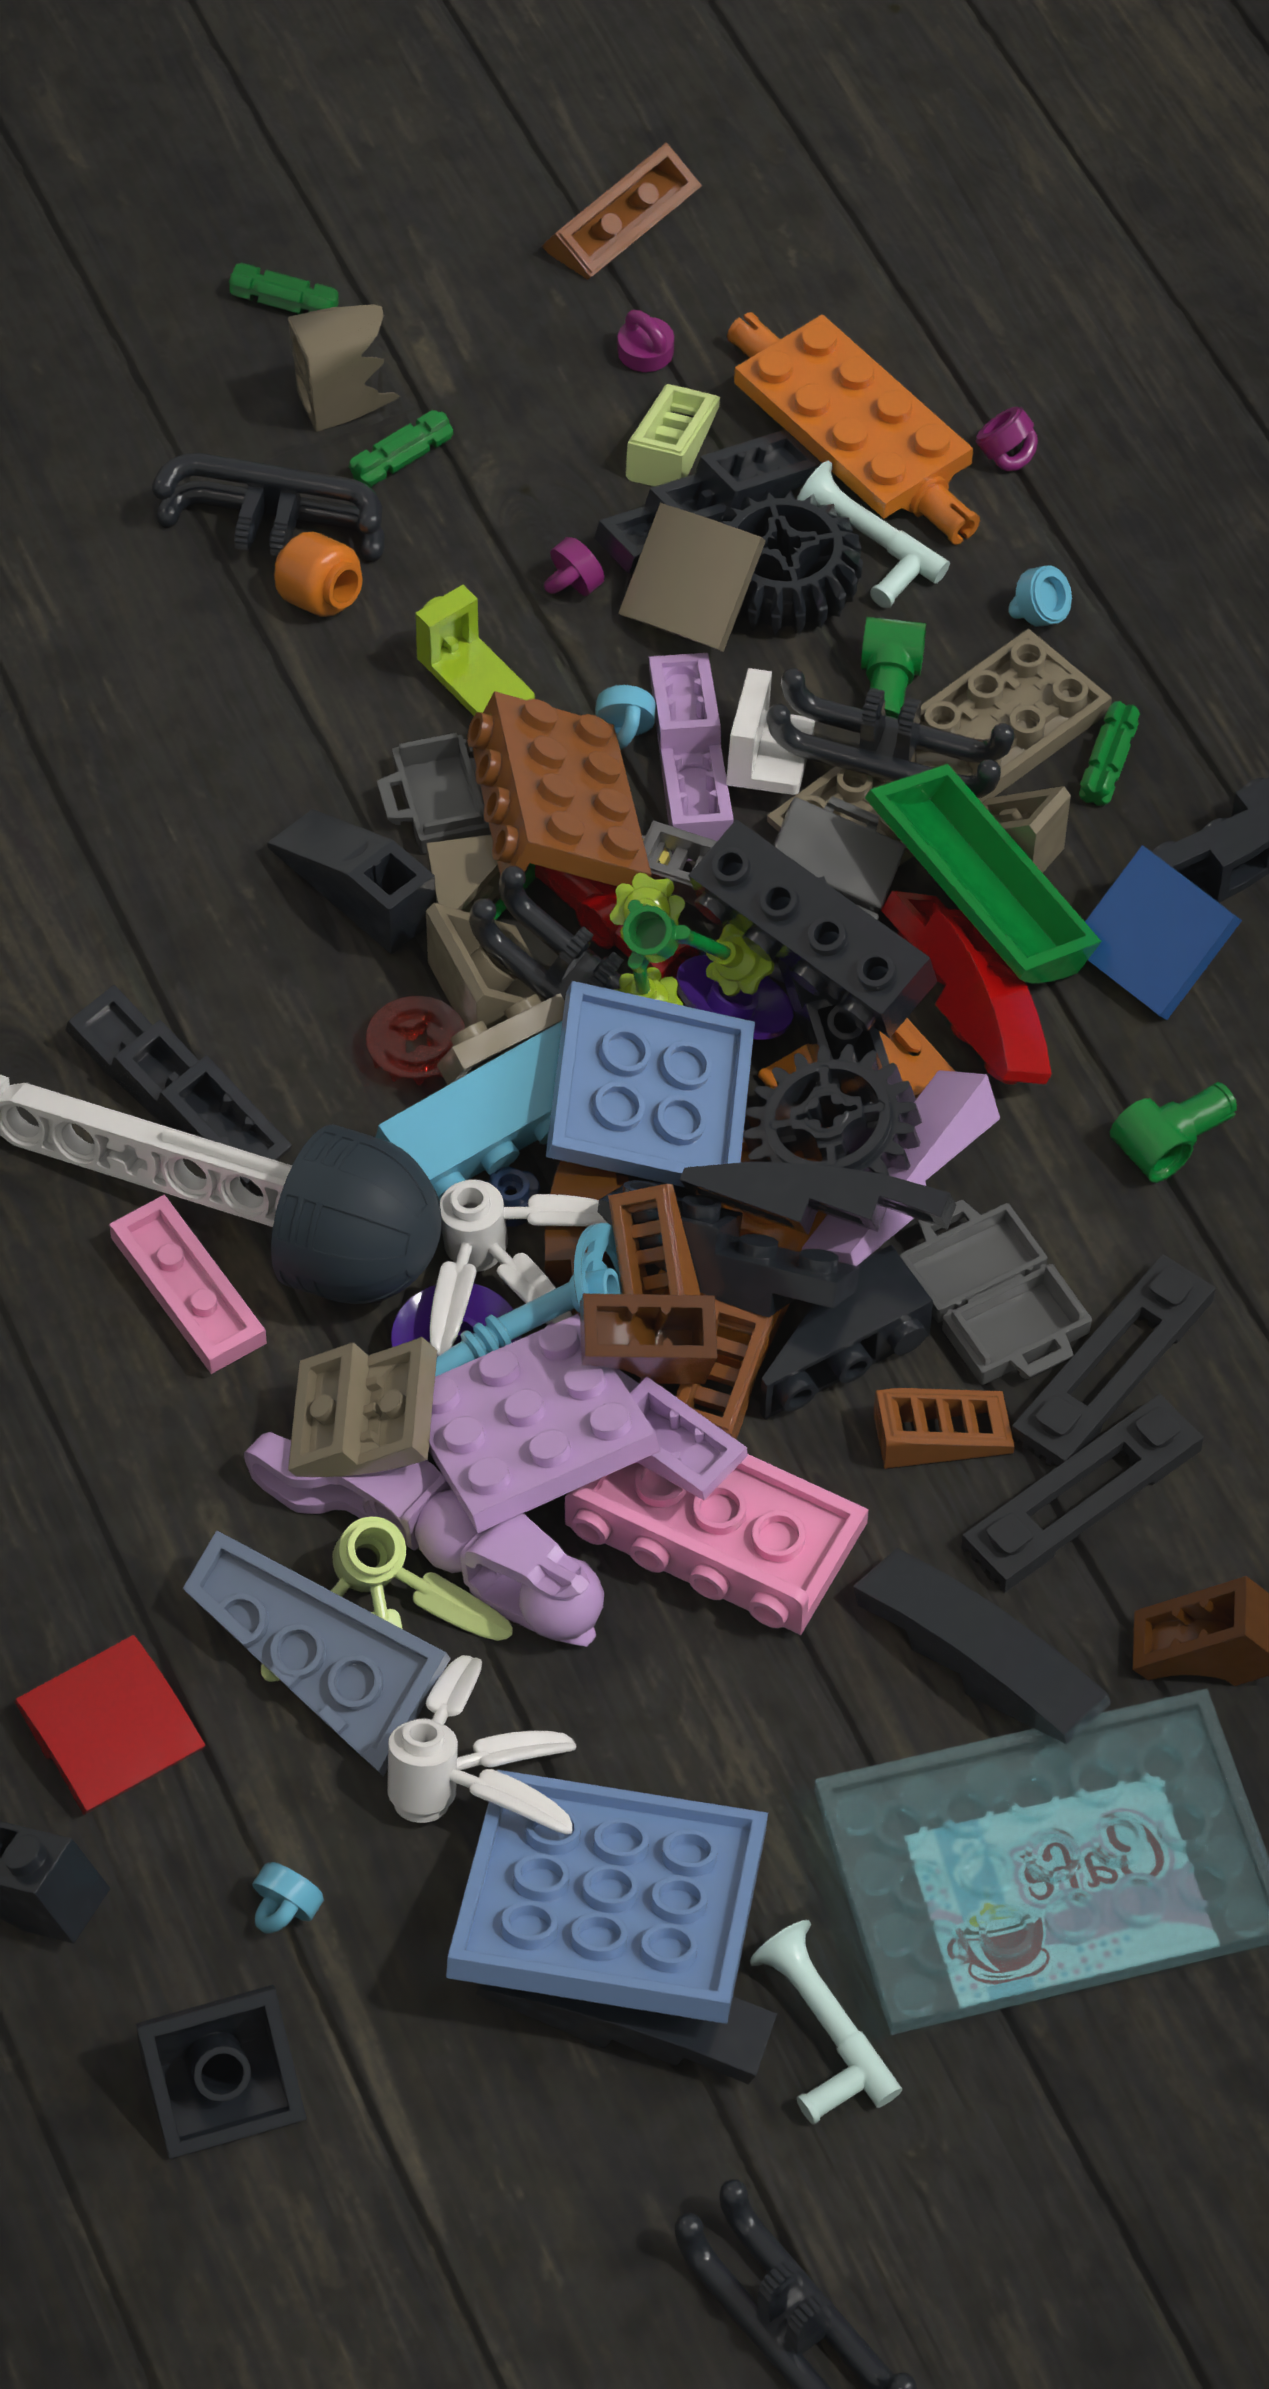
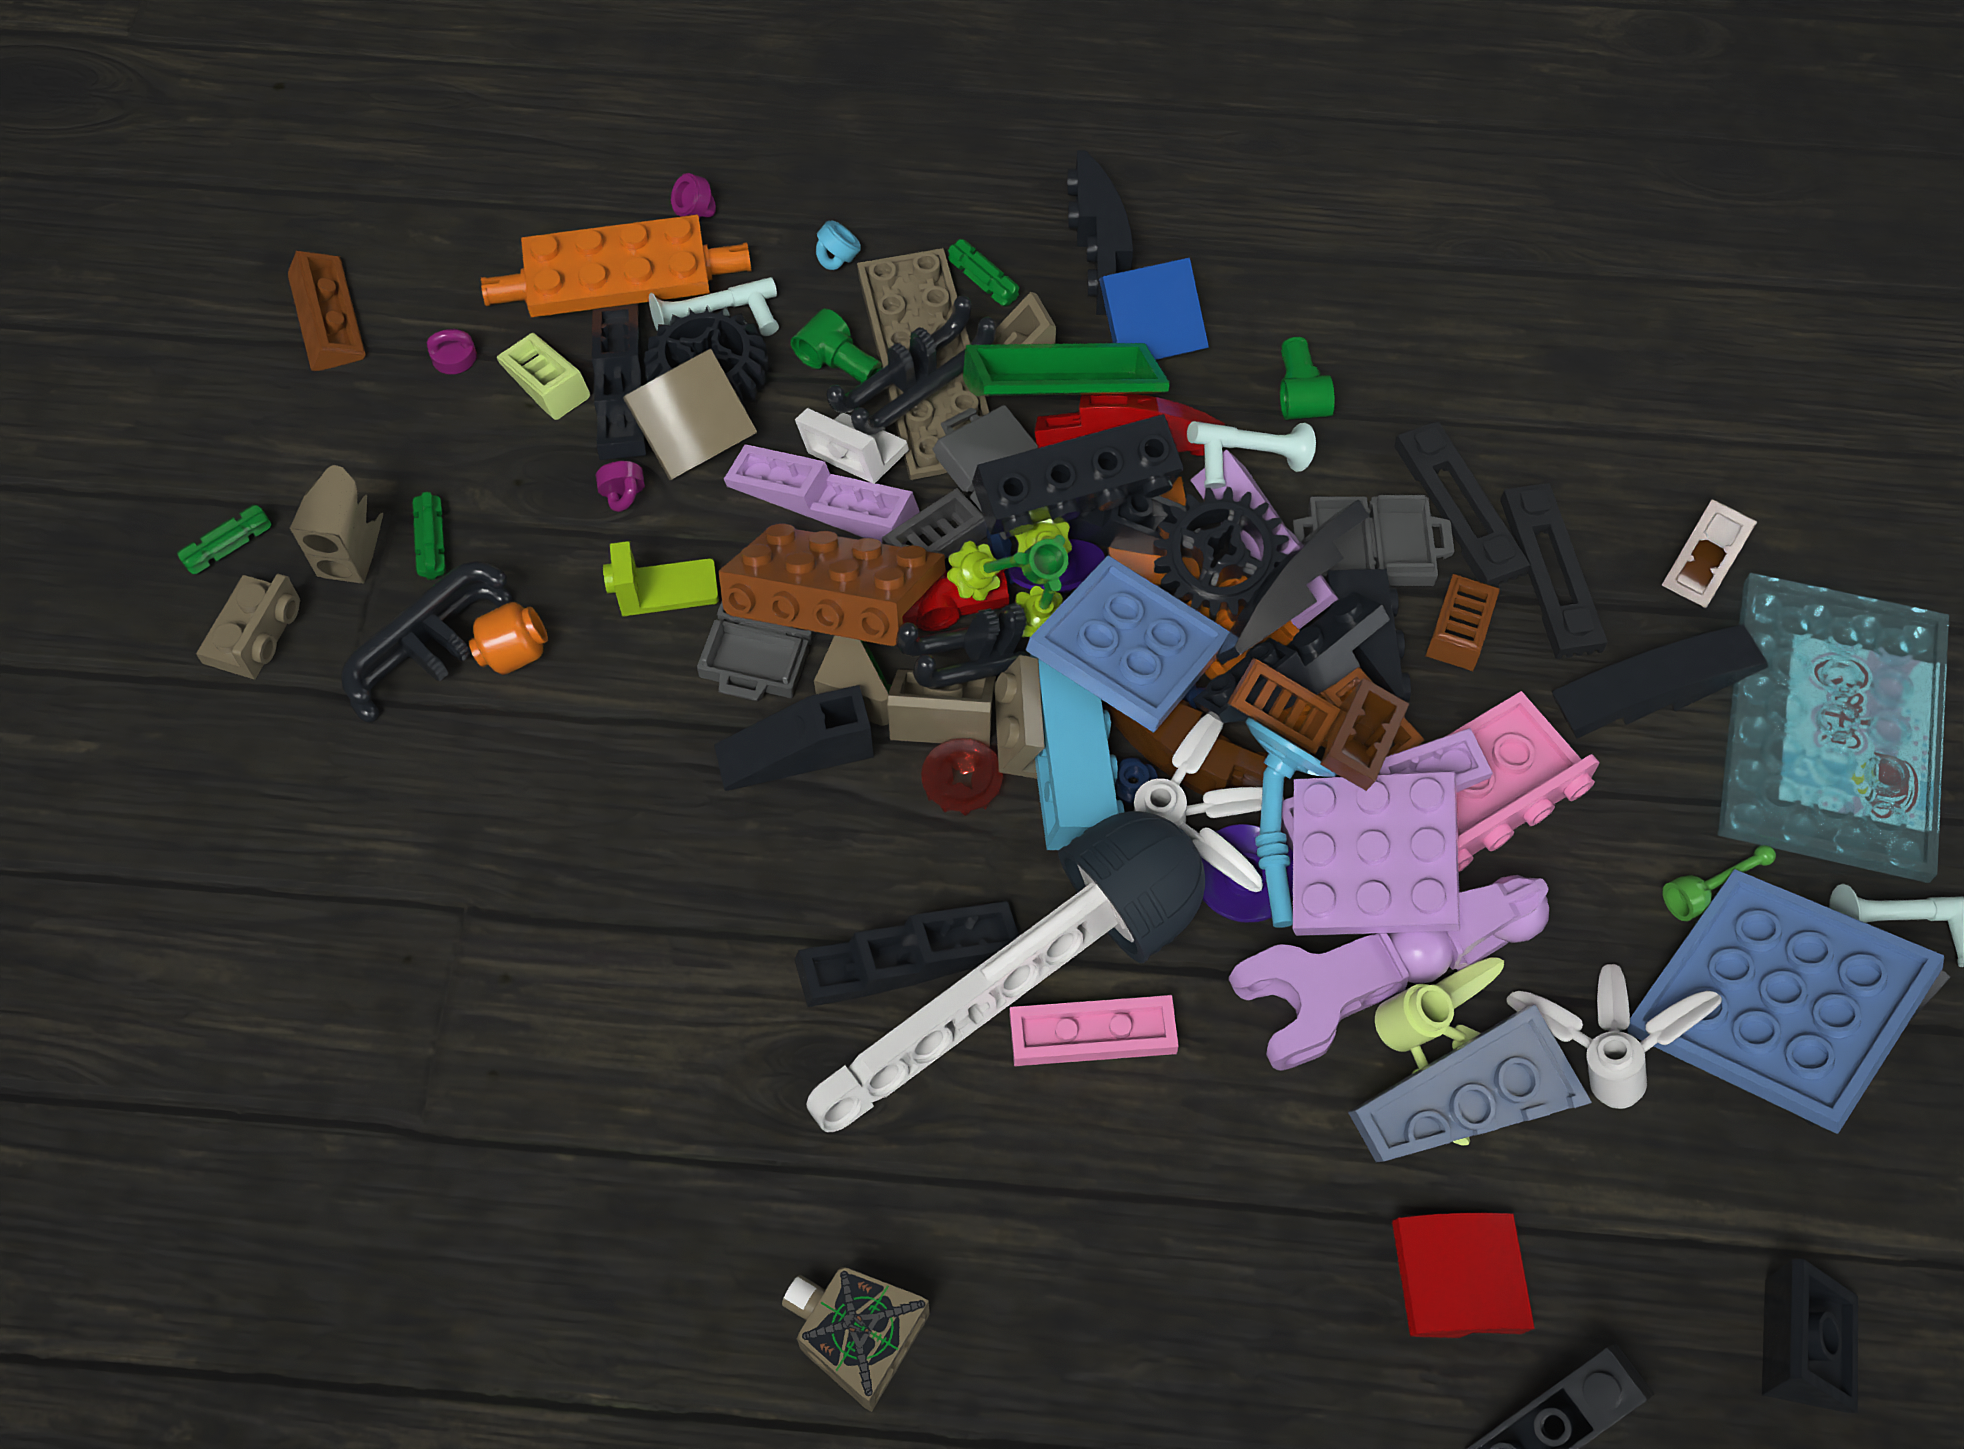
camera: 60 degrees left, 5 degrees up
(200, 368) = (250, 626): none -> dark tan bracket
(285, 1890) = (1671, 1215): medium azure tile -> none
(363, 1410) = (1306, 957): dark tan slope -> none
(628, 709) = (768, 510): medium azure tile -> none
(711, 1782) = (1691, 896): none -> bright green hinge
(988, 1050) = (1297, 446): none -> light aqua piece

